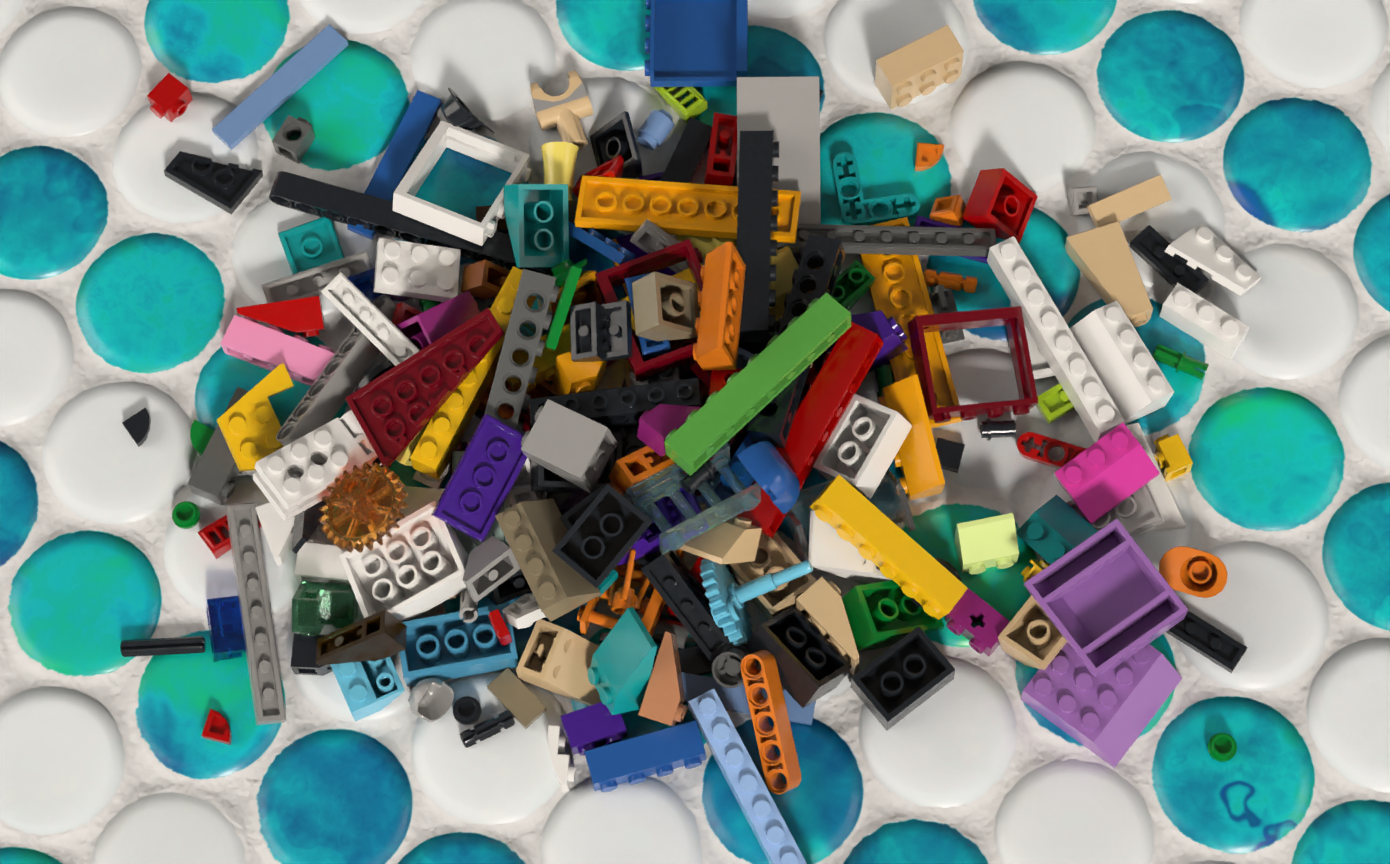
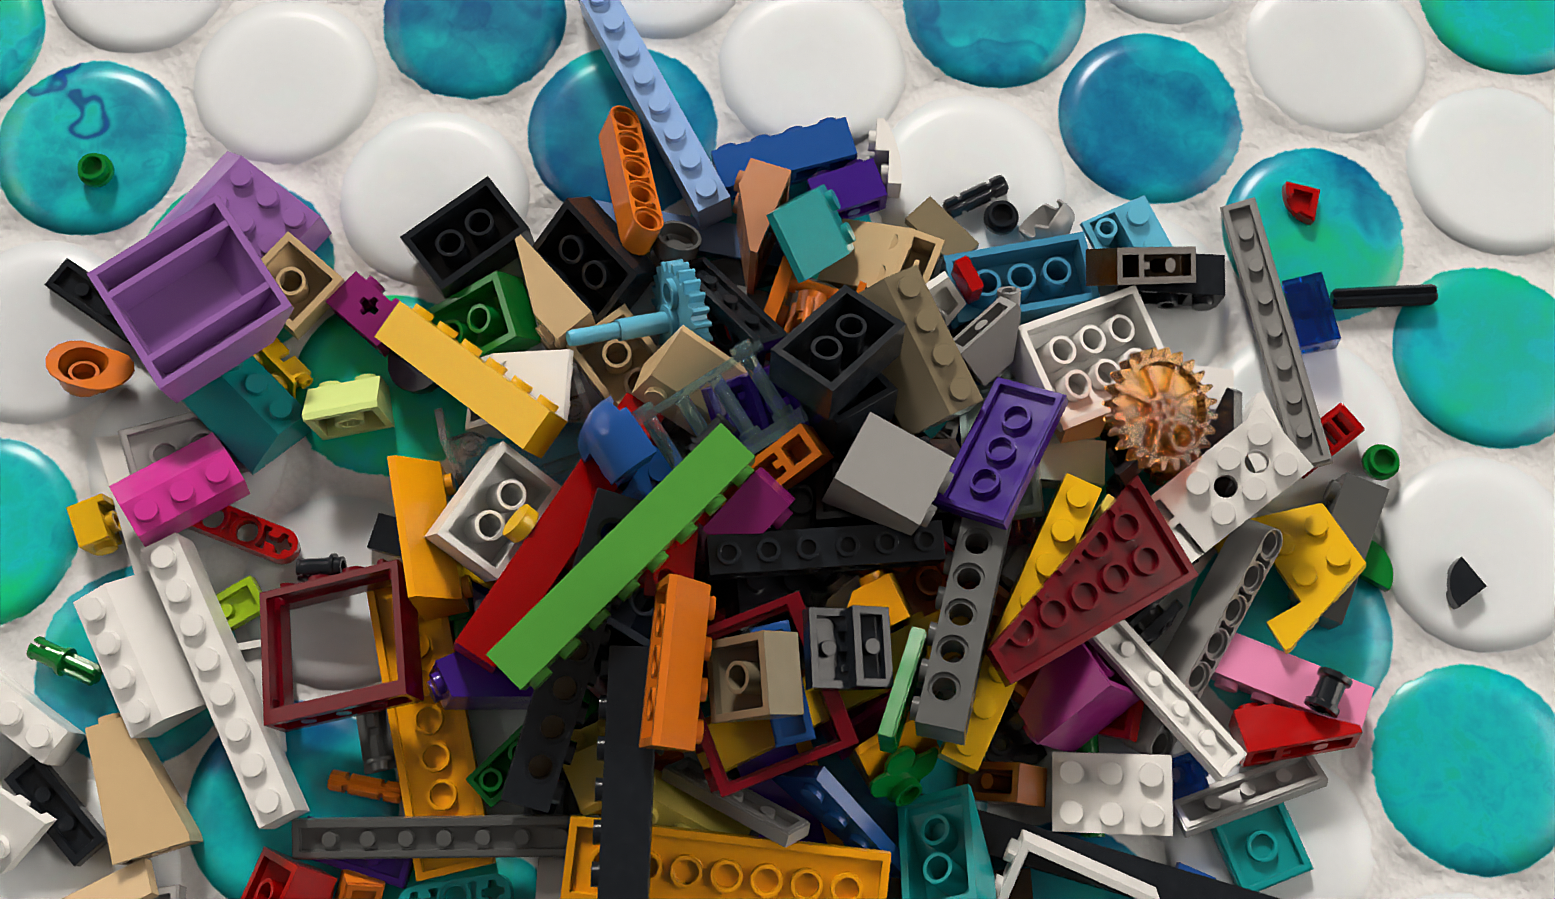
camera: 175 degrees right, 5 degrees up
(256, 334) = (1328, 692): none -> black bush
(323, 604) = (1202, 329): clear green brick -> none
(839, 426) = (521, 523): none -> yellow tile

